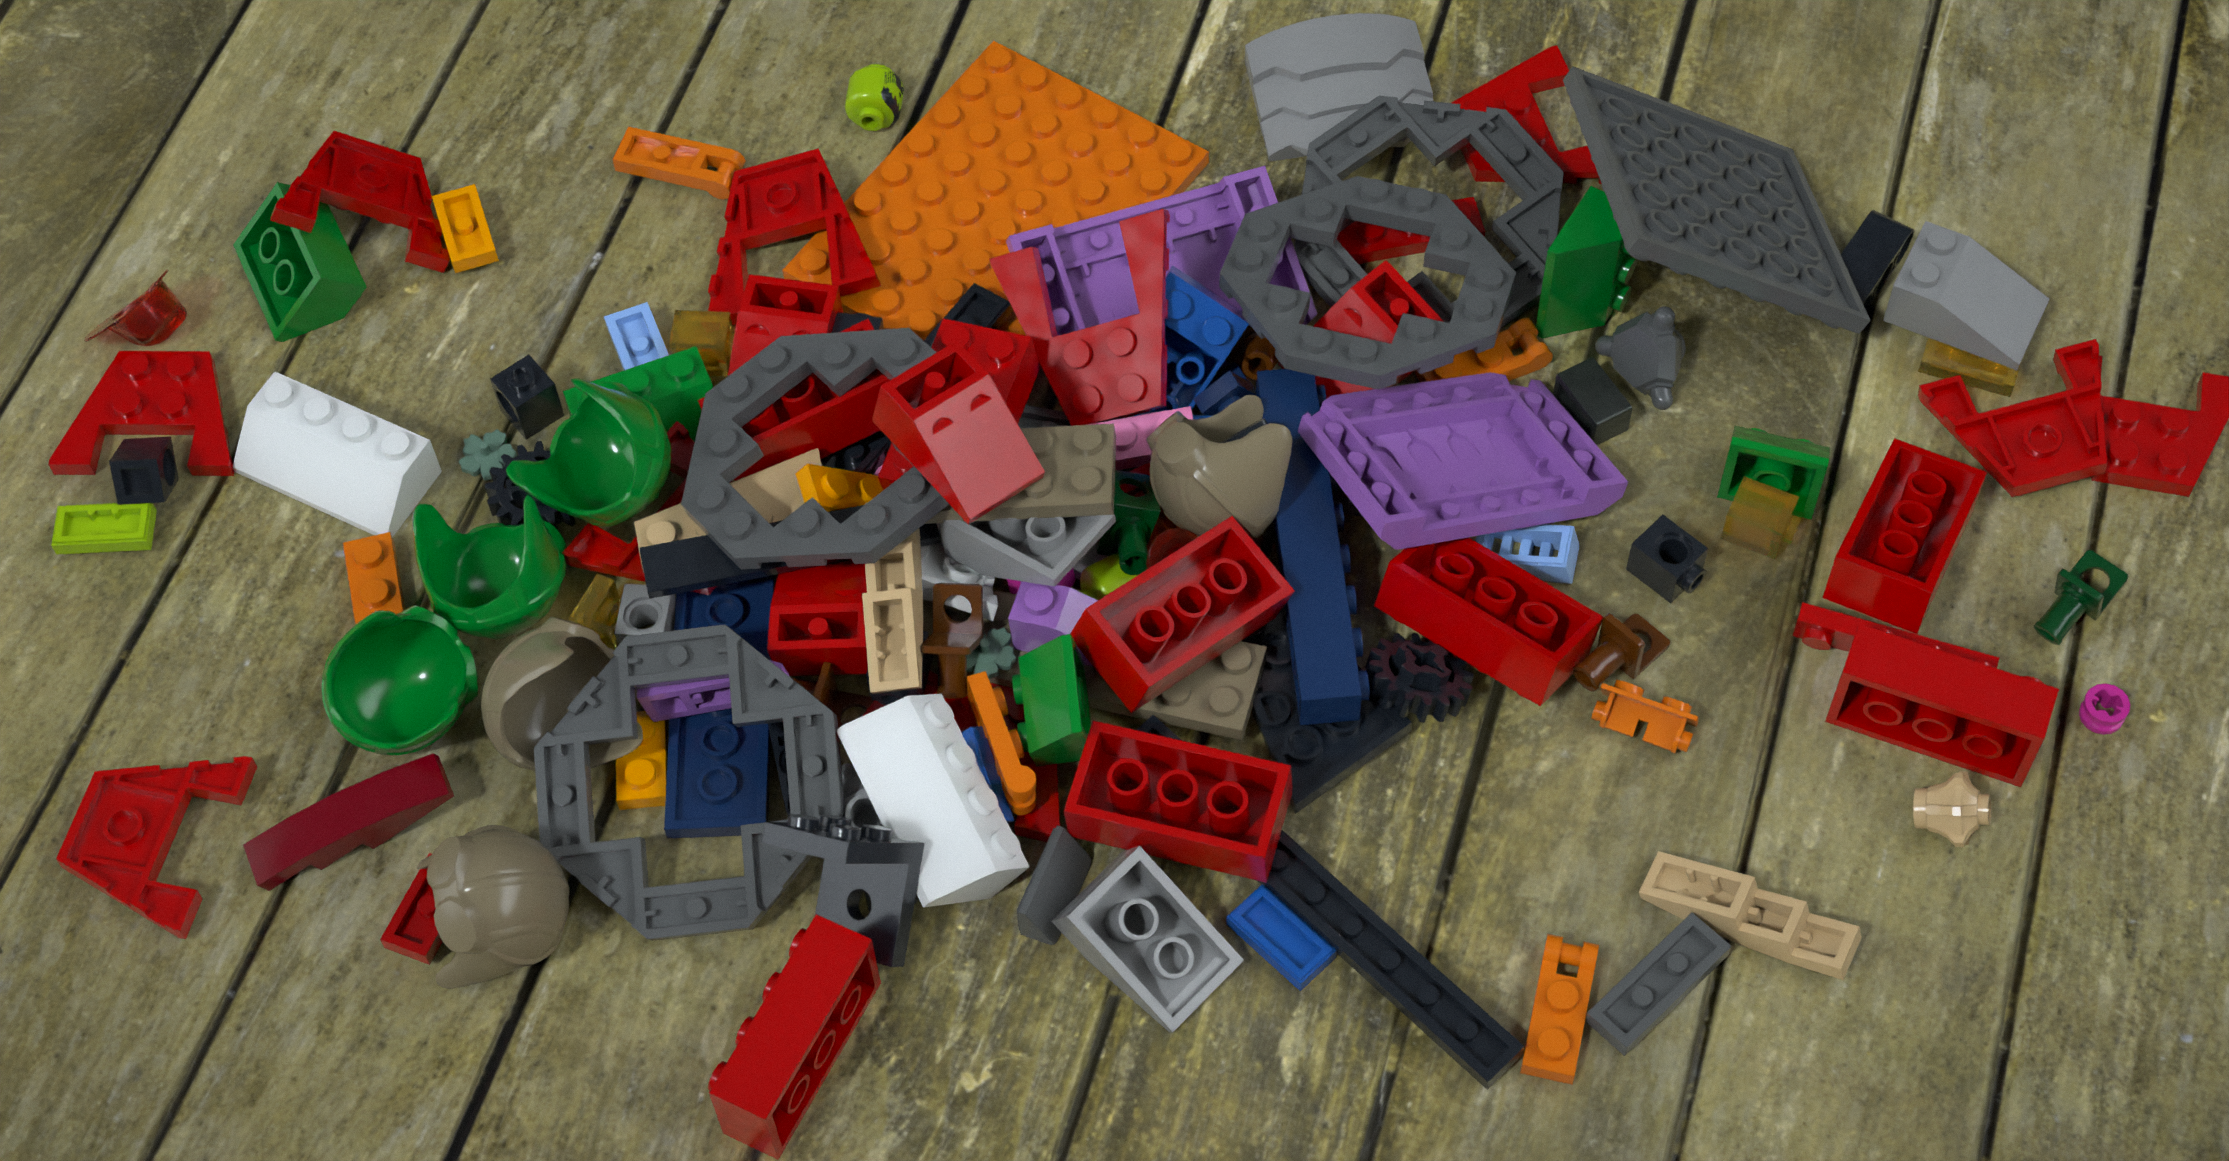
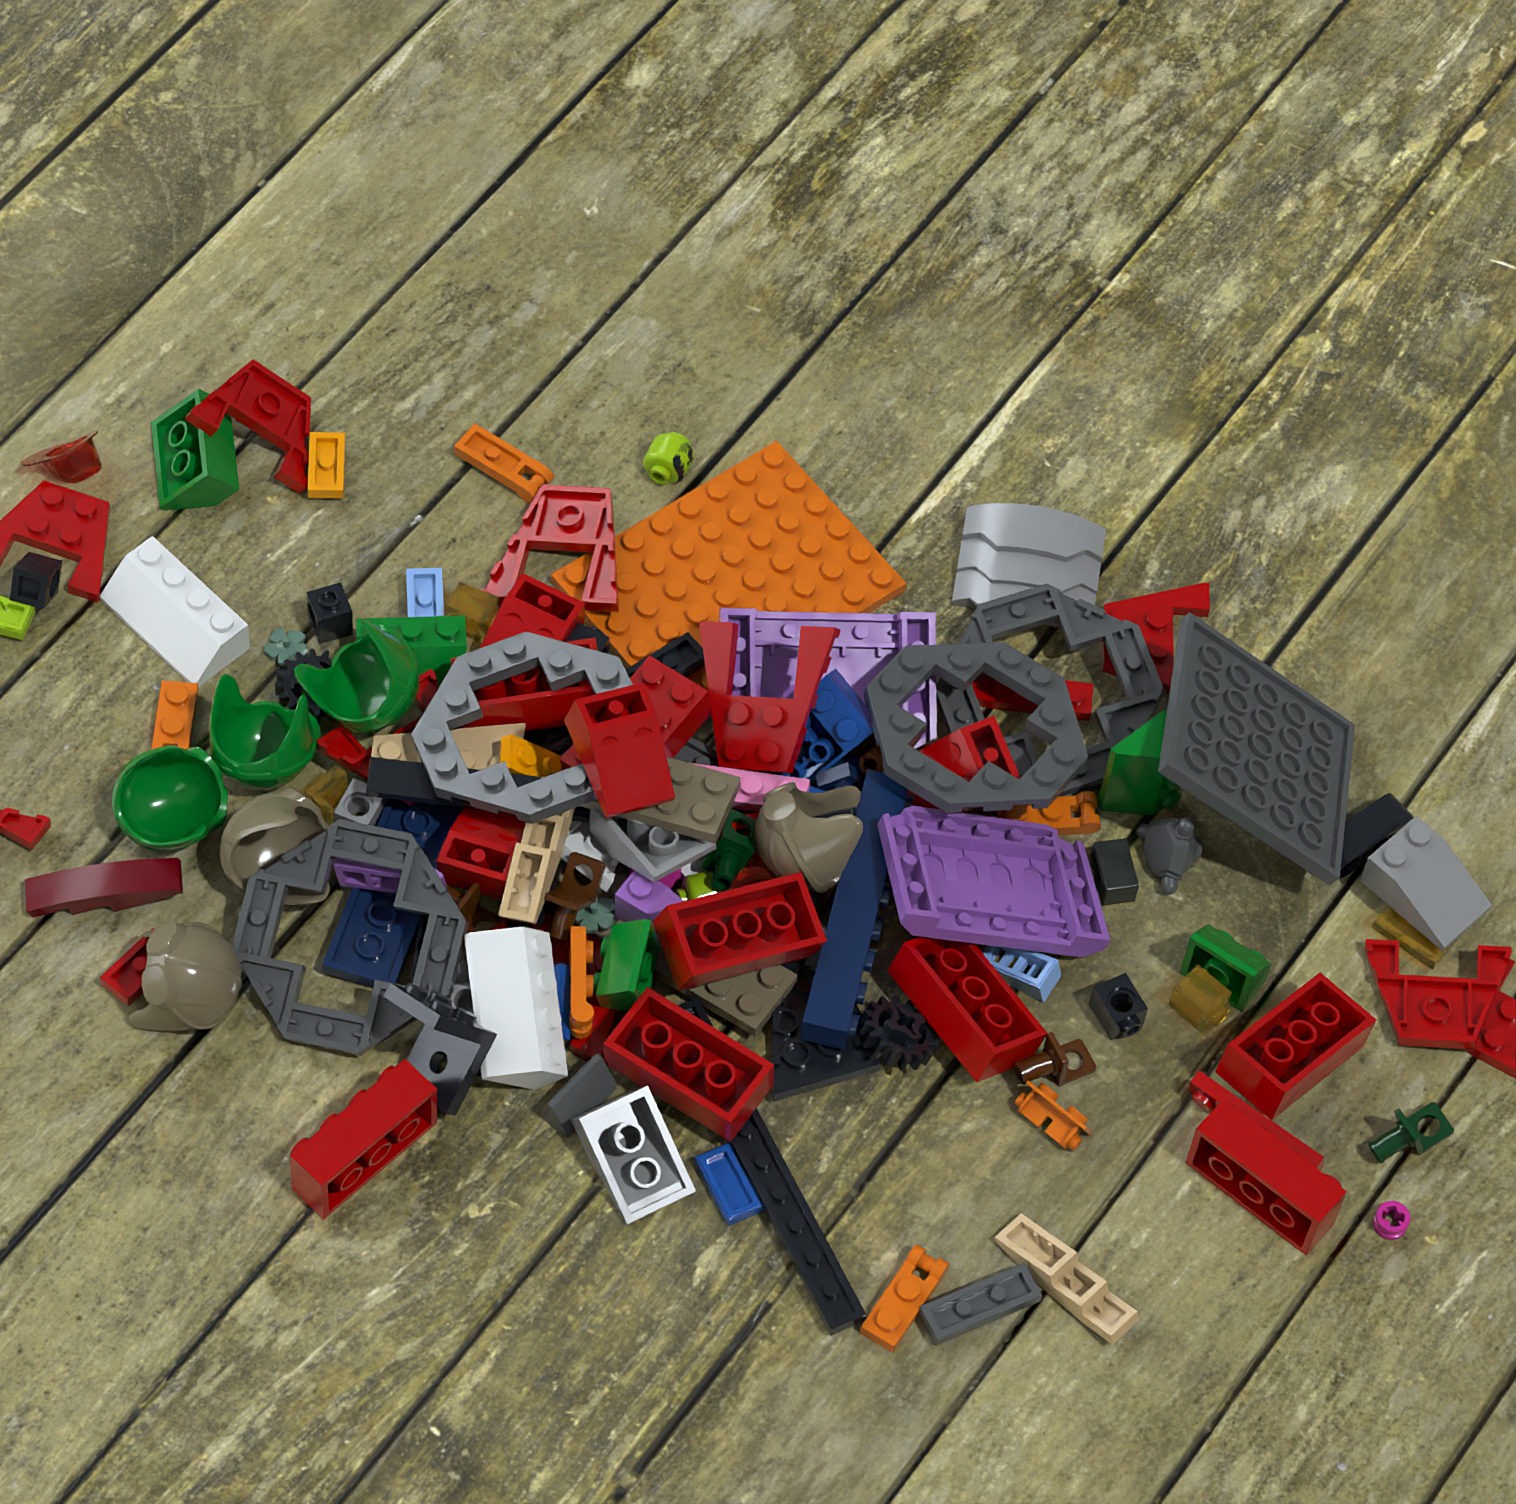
camera: 10 degrees right, 0 degrees up
(643, 773) = (321, 918): light orange plate -> none
(1952, 809) = (1243, 1253): tan rock -> none

